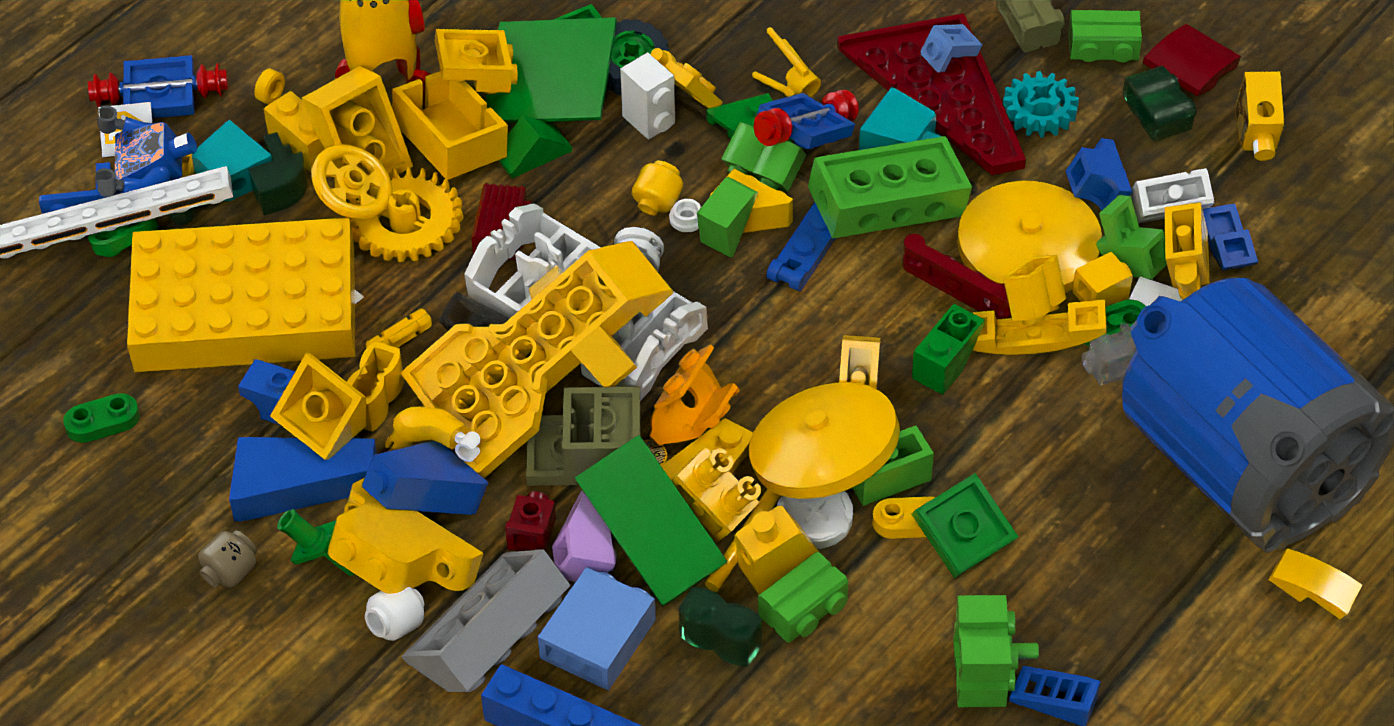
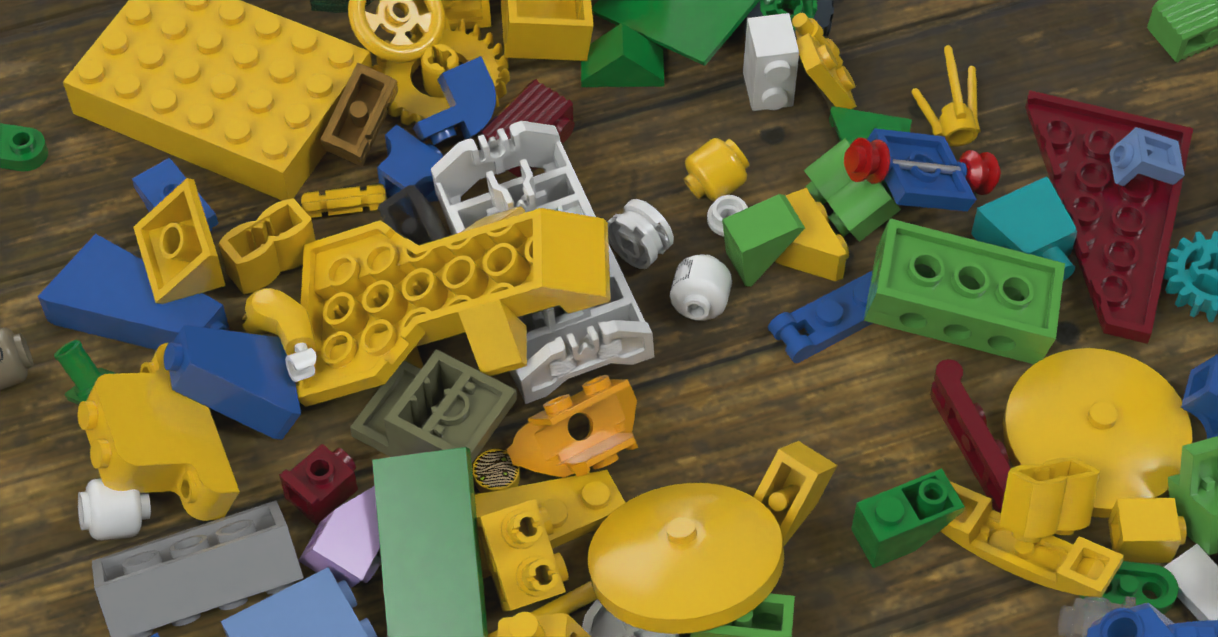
camera: 30 degrees right, 5 degrees up
(374, 265) = (359, 114): none -> pearl gold brick
(434, 284) = (408, 164): none -> blue brick
(452, 218) = (470, 99): none -> blue brick
(703, 268) = (702, 285): none -> white head

